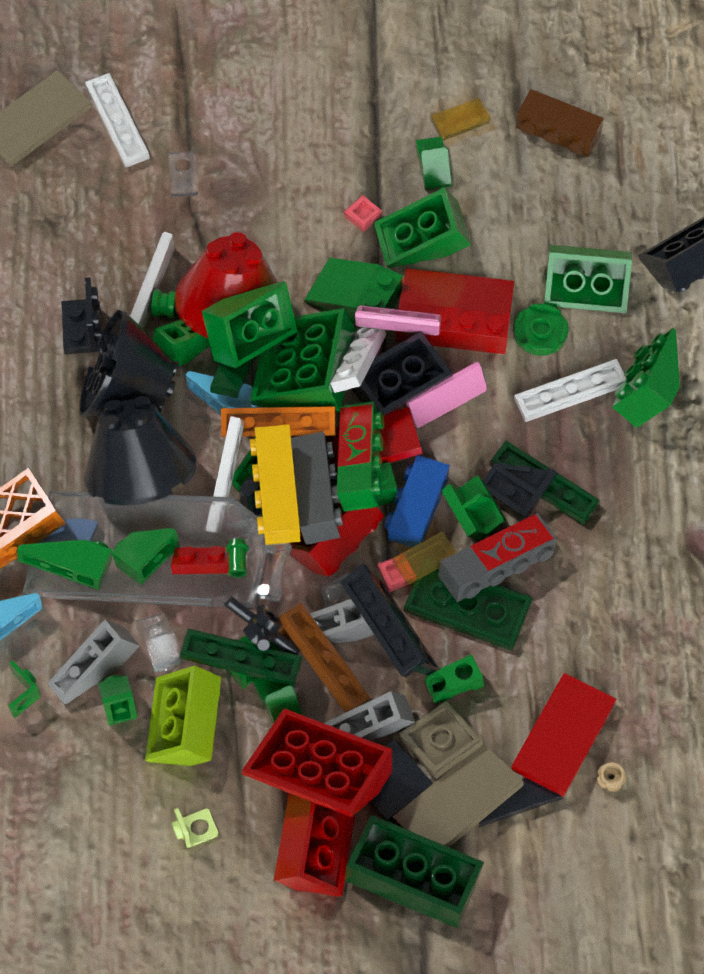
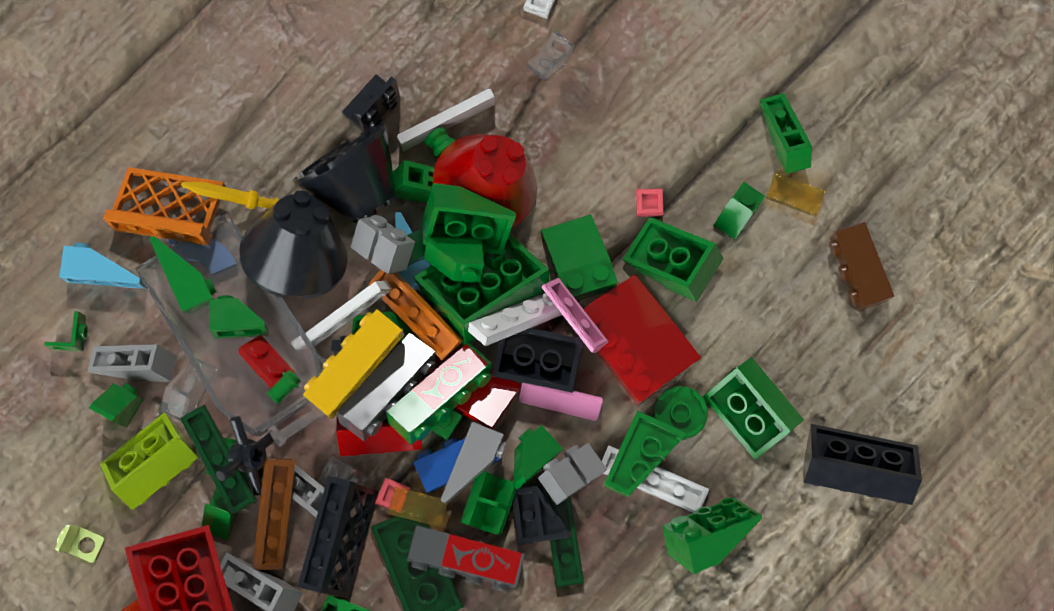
camera: 45 degrees right, 15 degrees up
(59, 466) = (249, 199): none -> yellow sword
(210, 392) = (390, 244): none -> light grey piece
(270, 355) = (456, 257): none -> green slope
(414, 83) = (787, 134): none -> green slope
(429, 471) = (476, 455): none -> light grey slope
(468, 444) = (533, 453): none -> green slope
(509, 430) = (571, 473): none -> light grey piece
(543, 374) = (641, 452): none -> green wing

